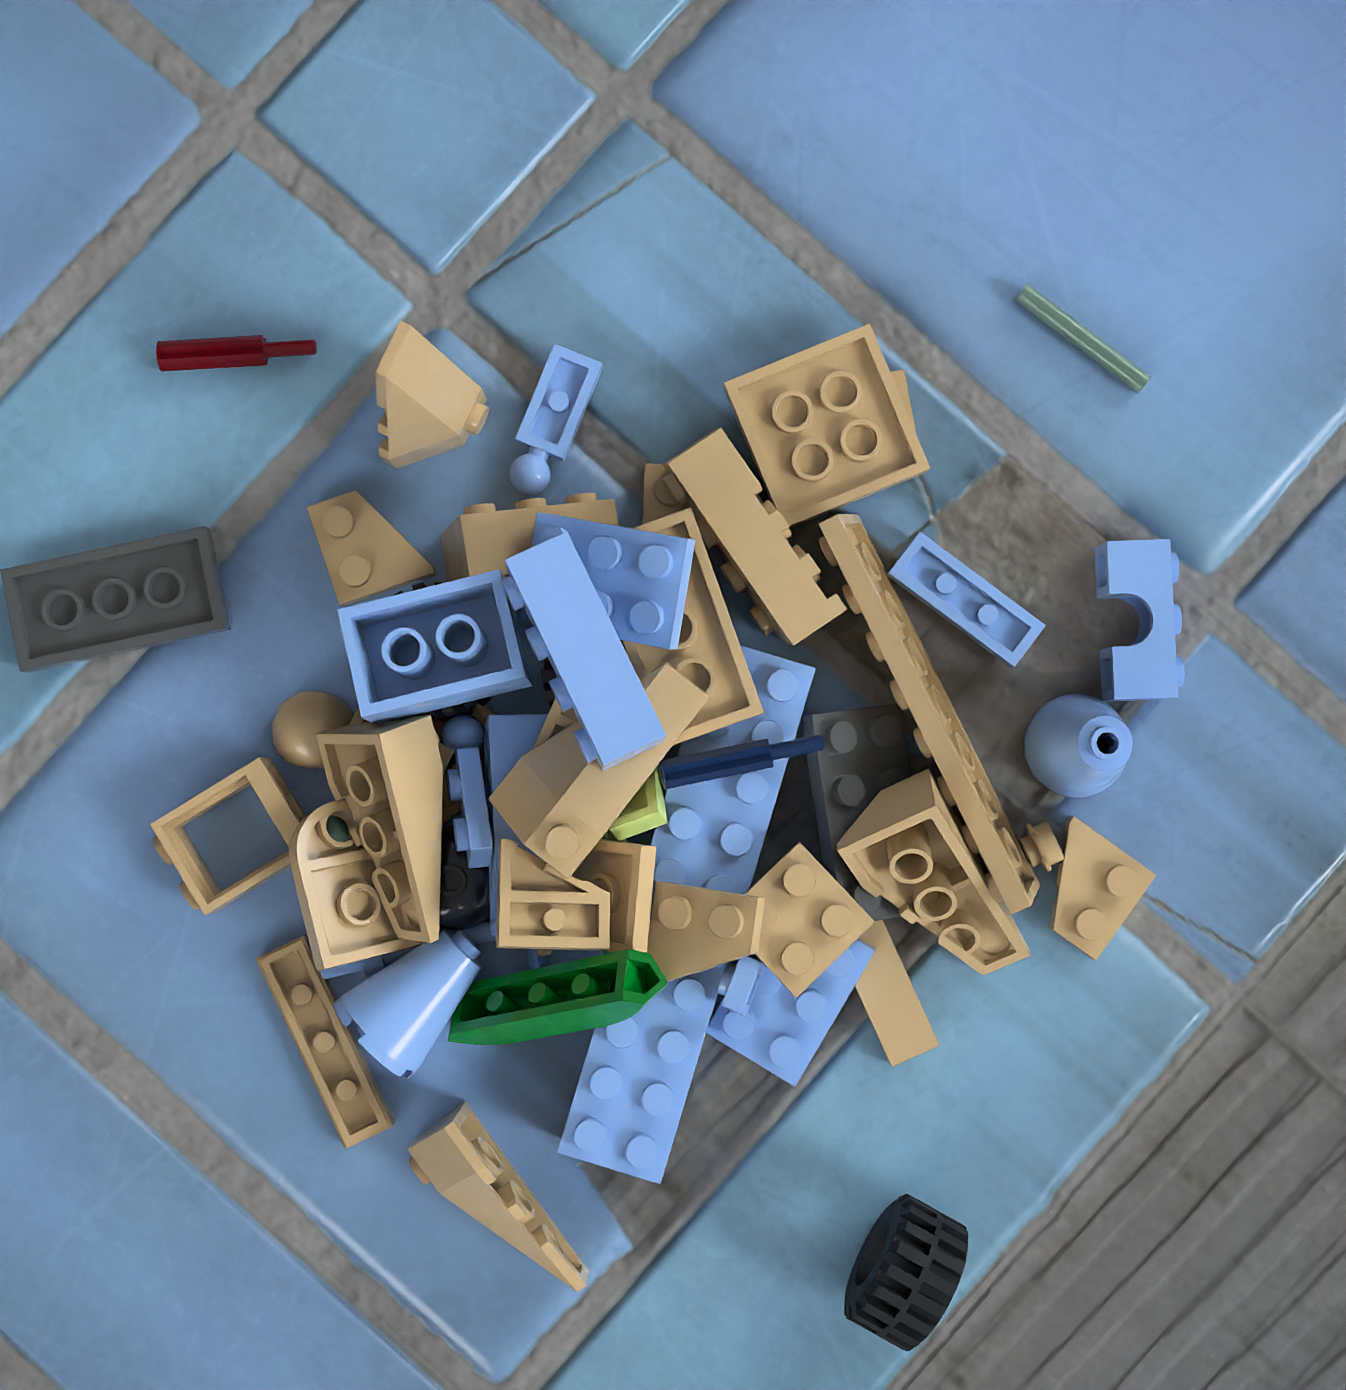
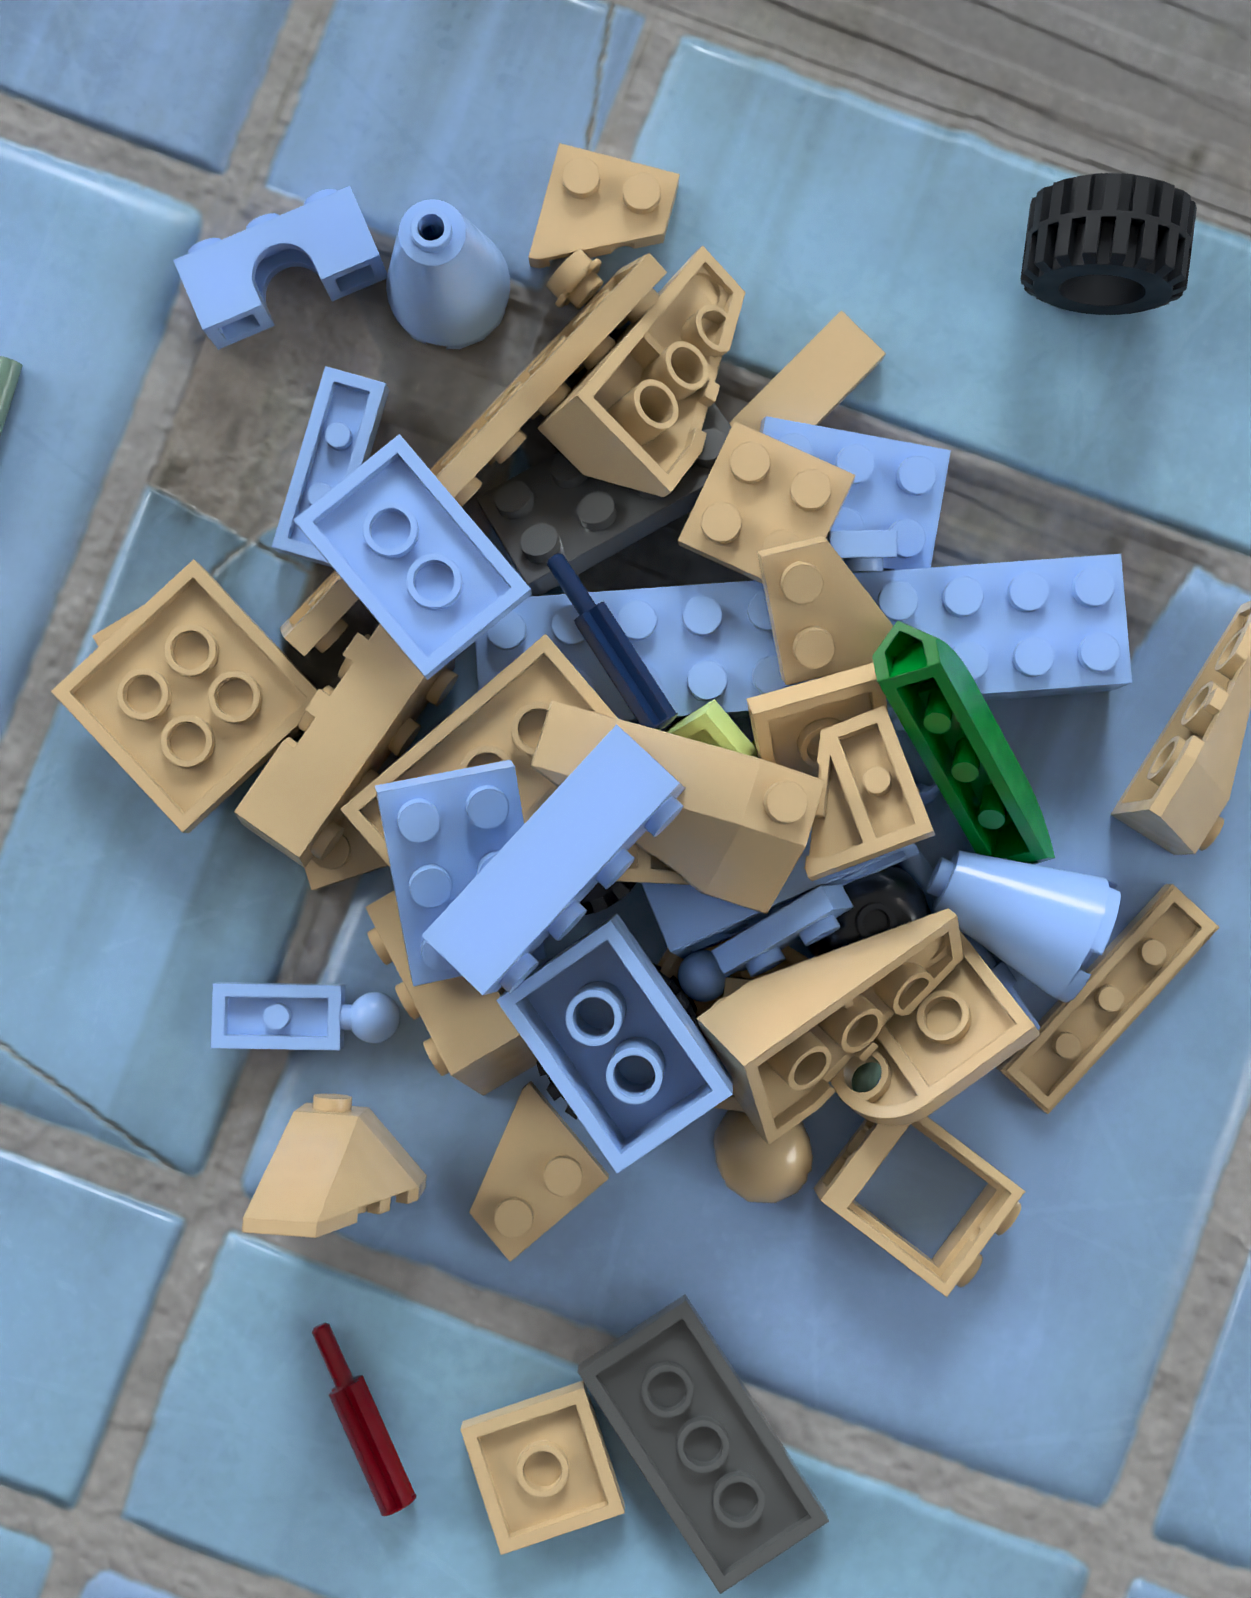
camera: 110 degrees left, 0 degrees up
(145, 473) = (542, 1467): none -> tan plate
(859, 634) = (413, 556): none -> light blue plate

